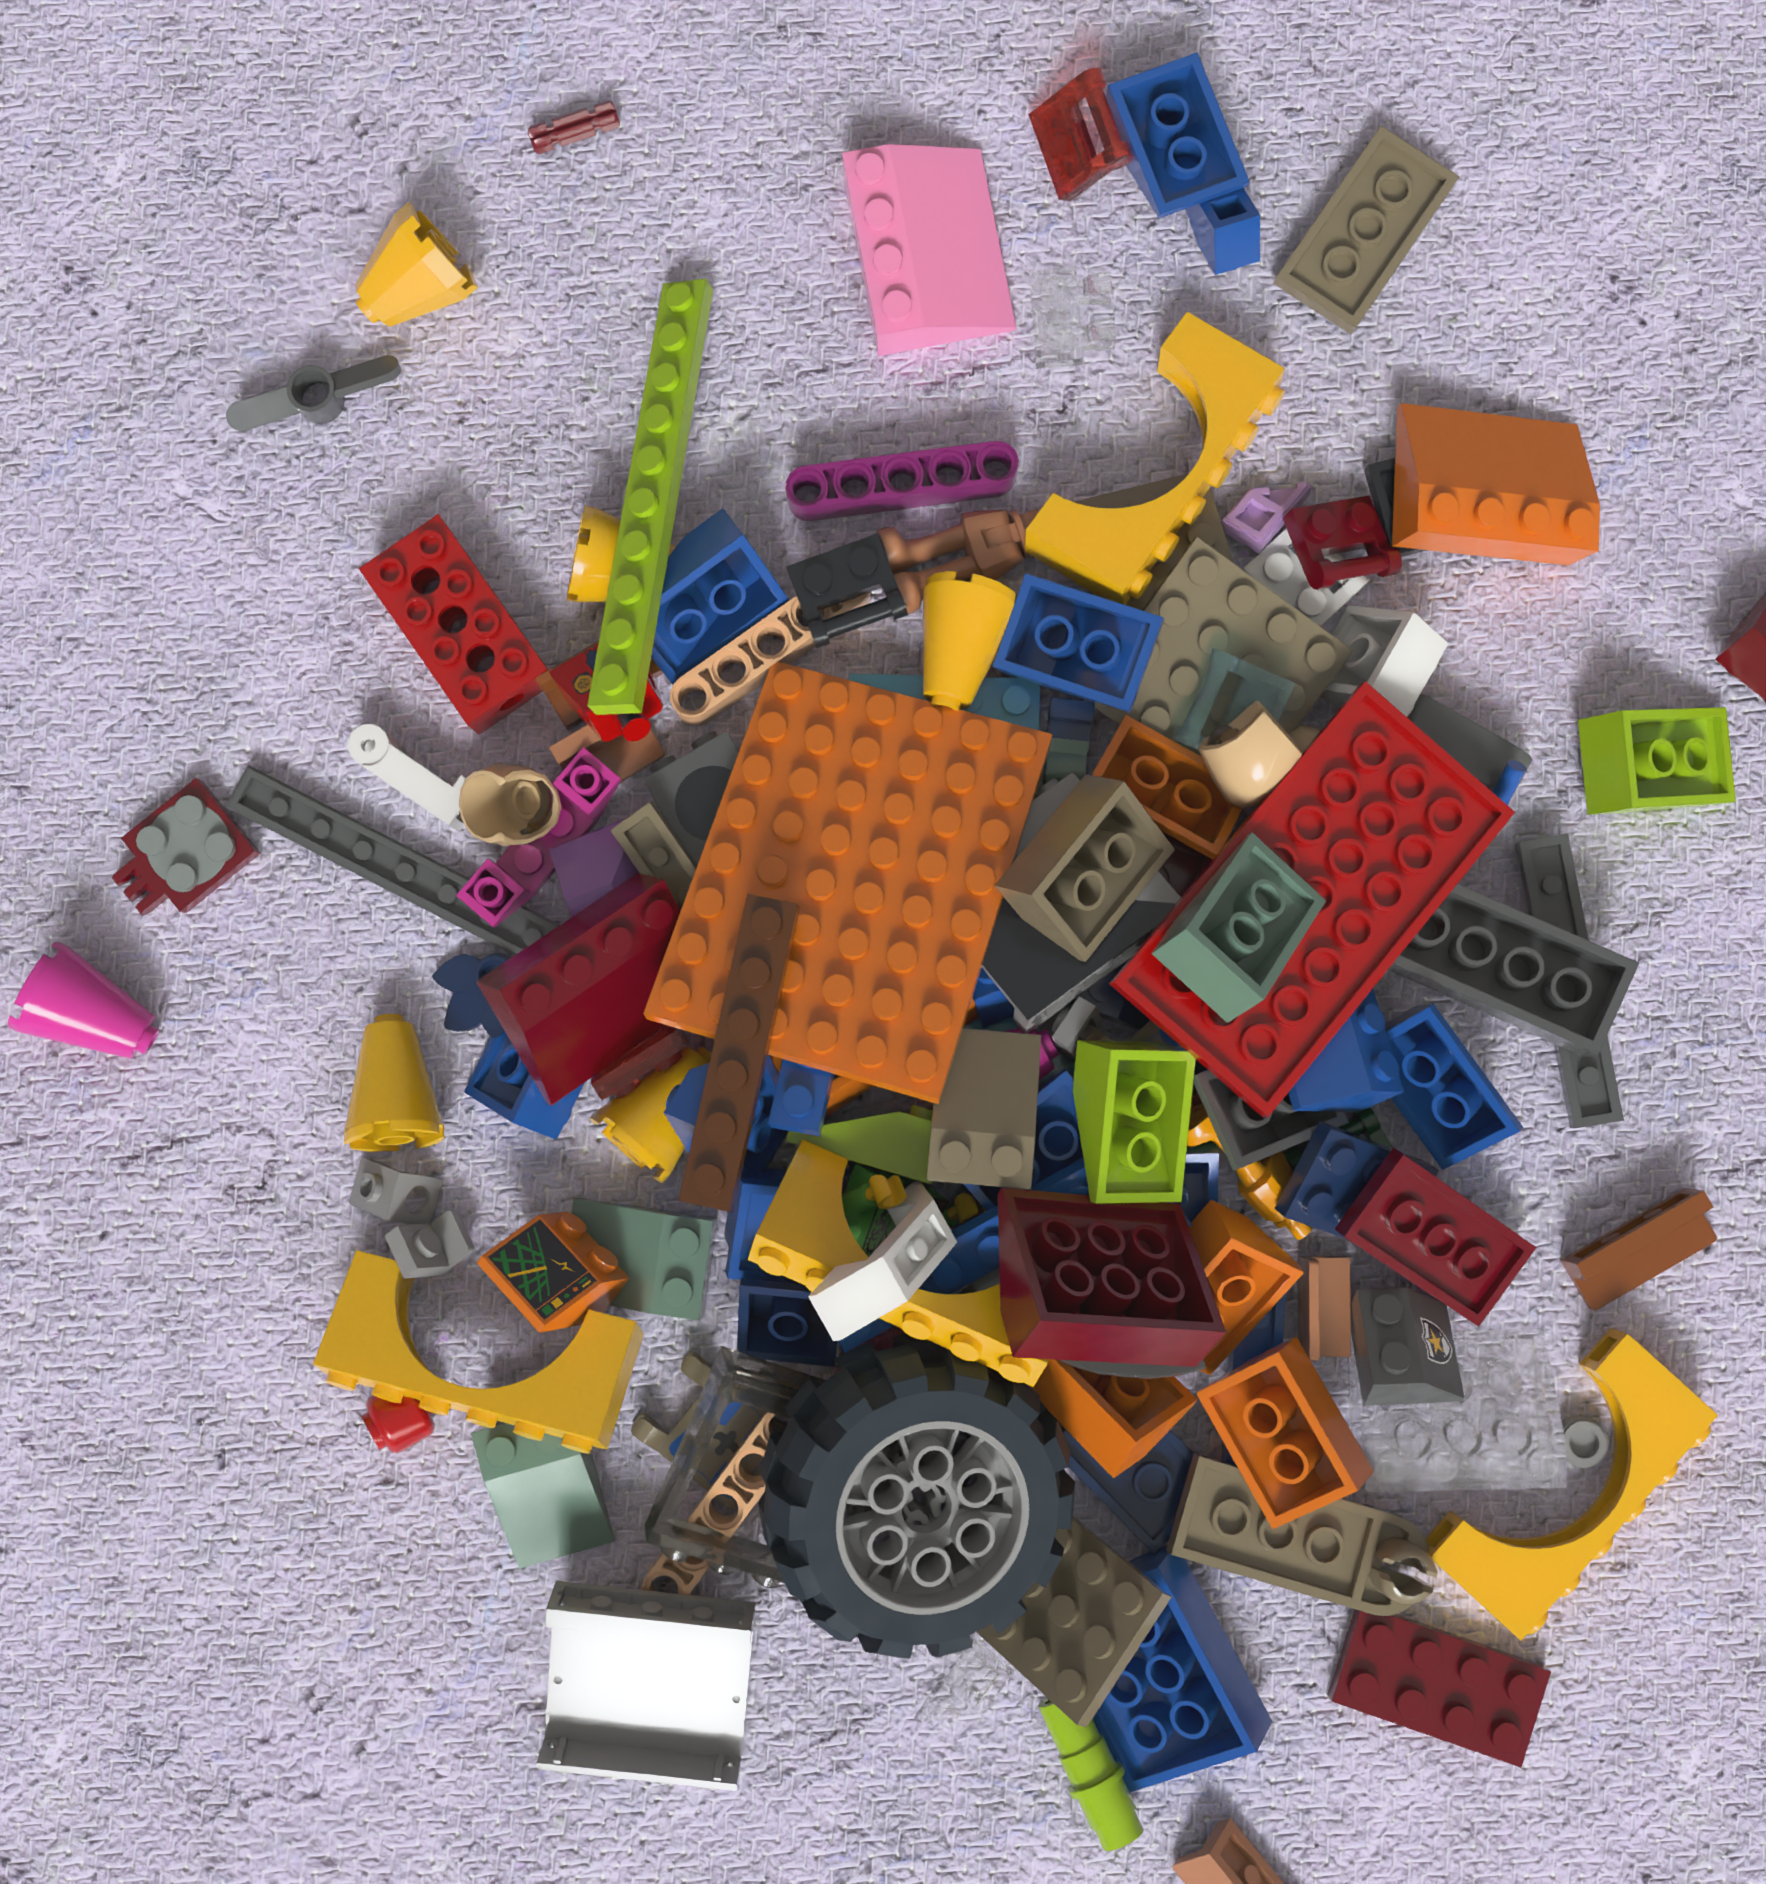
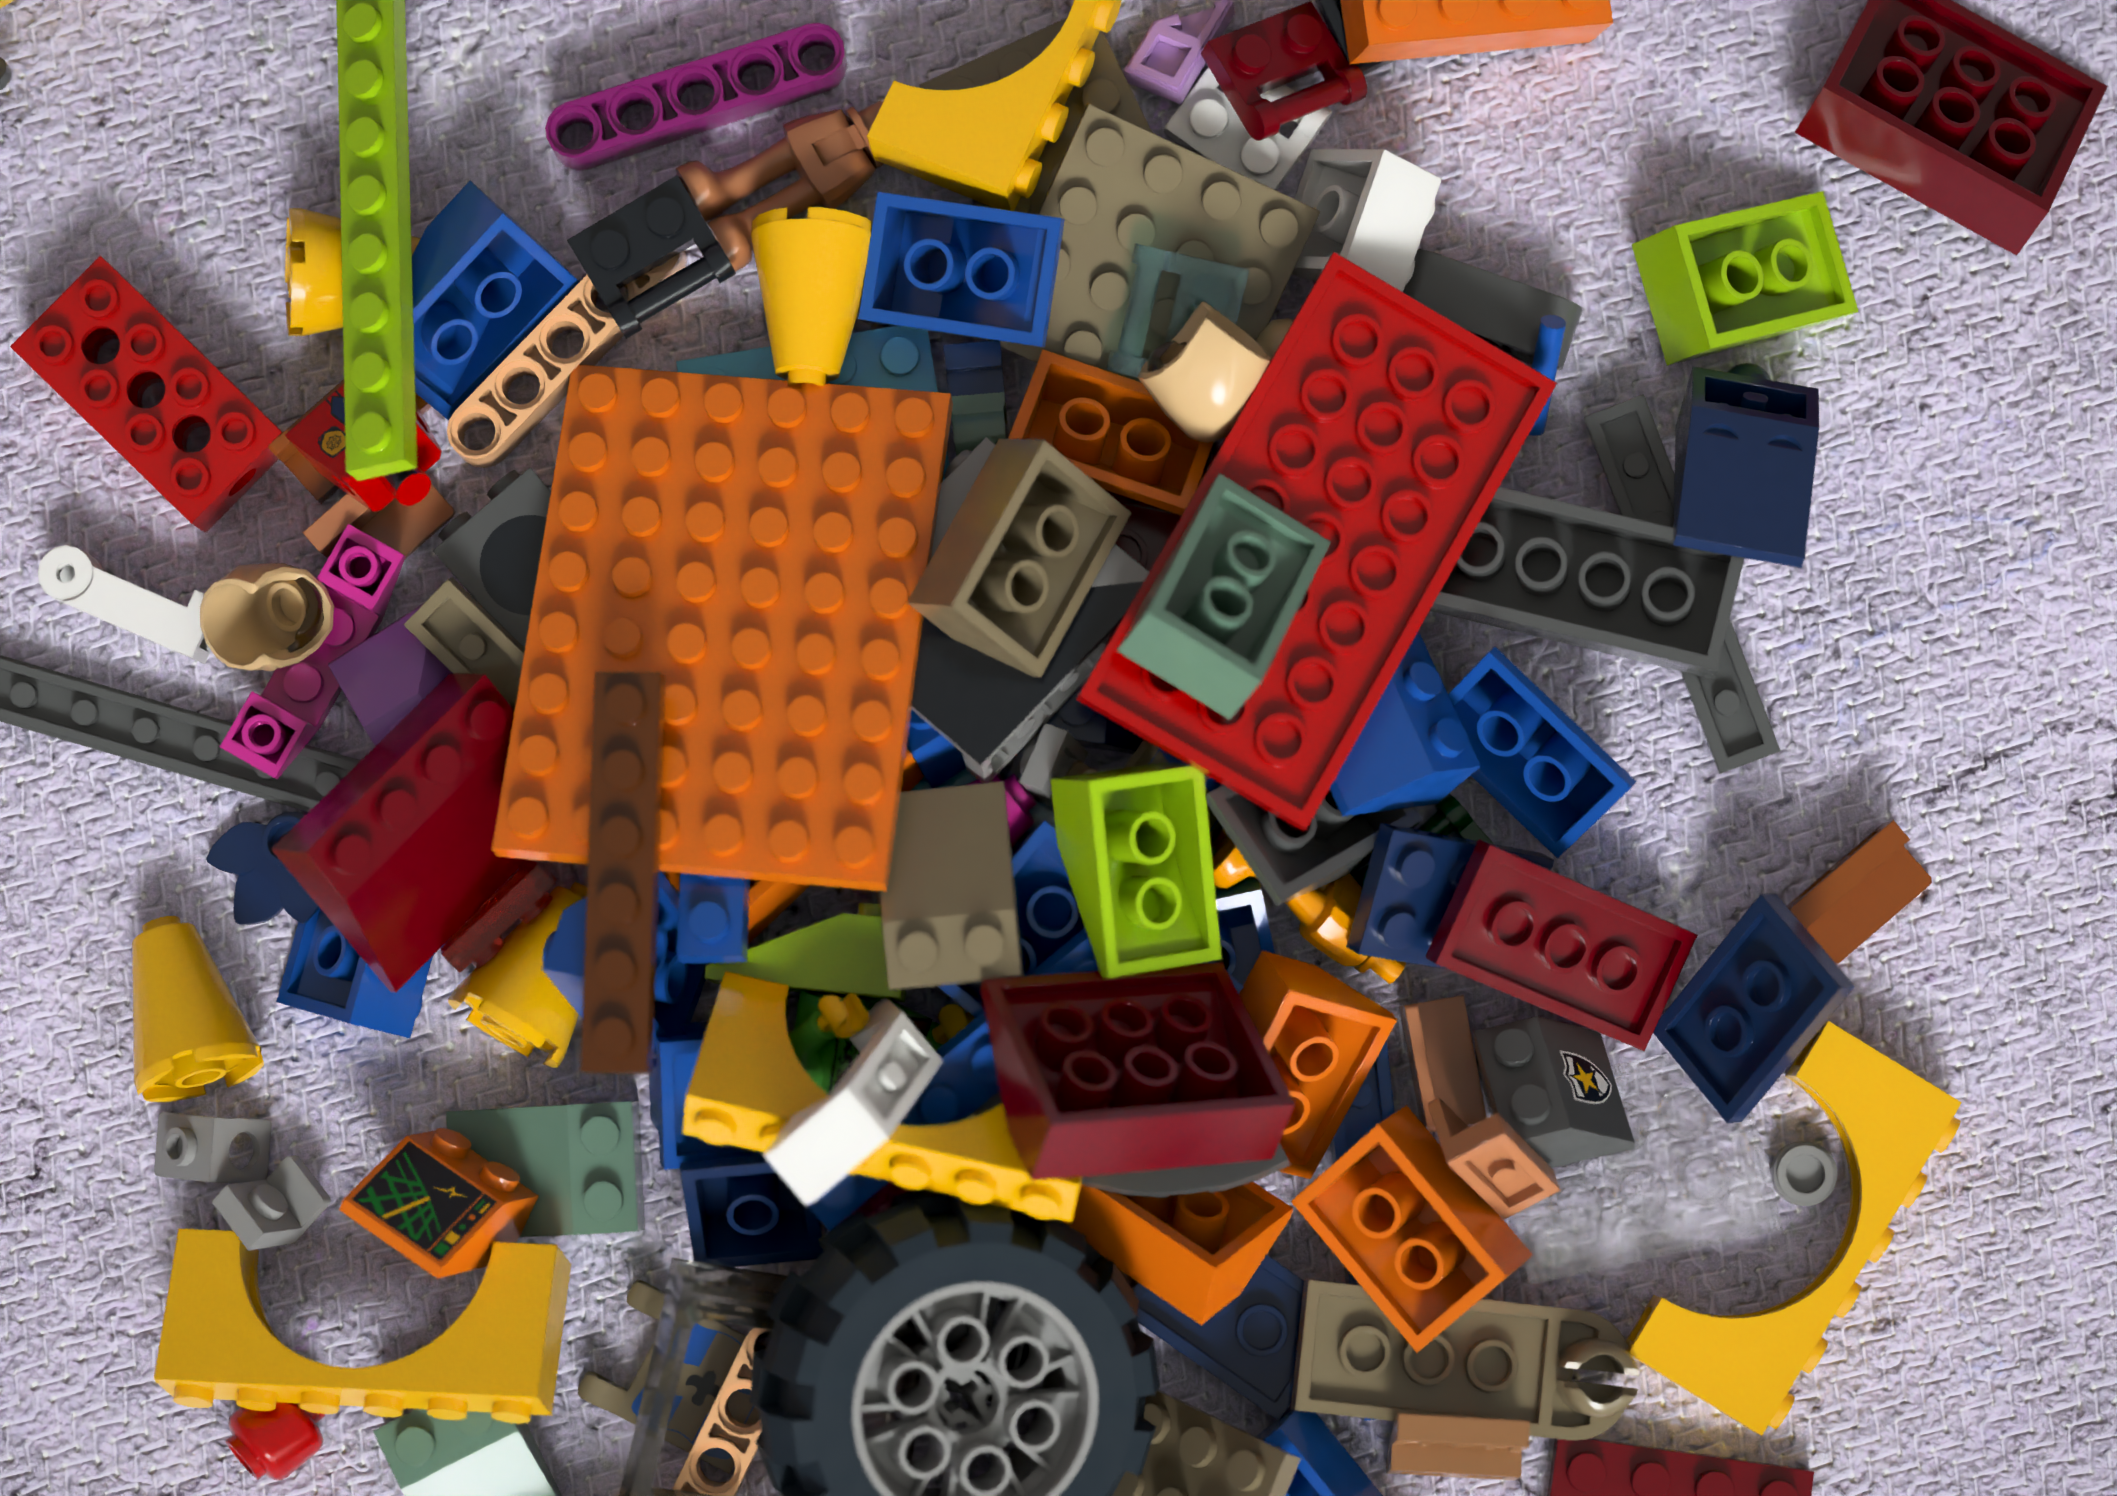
camera: 15 degrees left, 0 degrees up
(1287, 1605) = (1457, 1447): none -> medium nougat slope
(1360, 1395) = (1493, 1160): none -> nougat panel
(1575, 1314) = (1752, 1007): none -> dark blue plate
(1642, 901) = (1745, 465): none -> dark blue slope

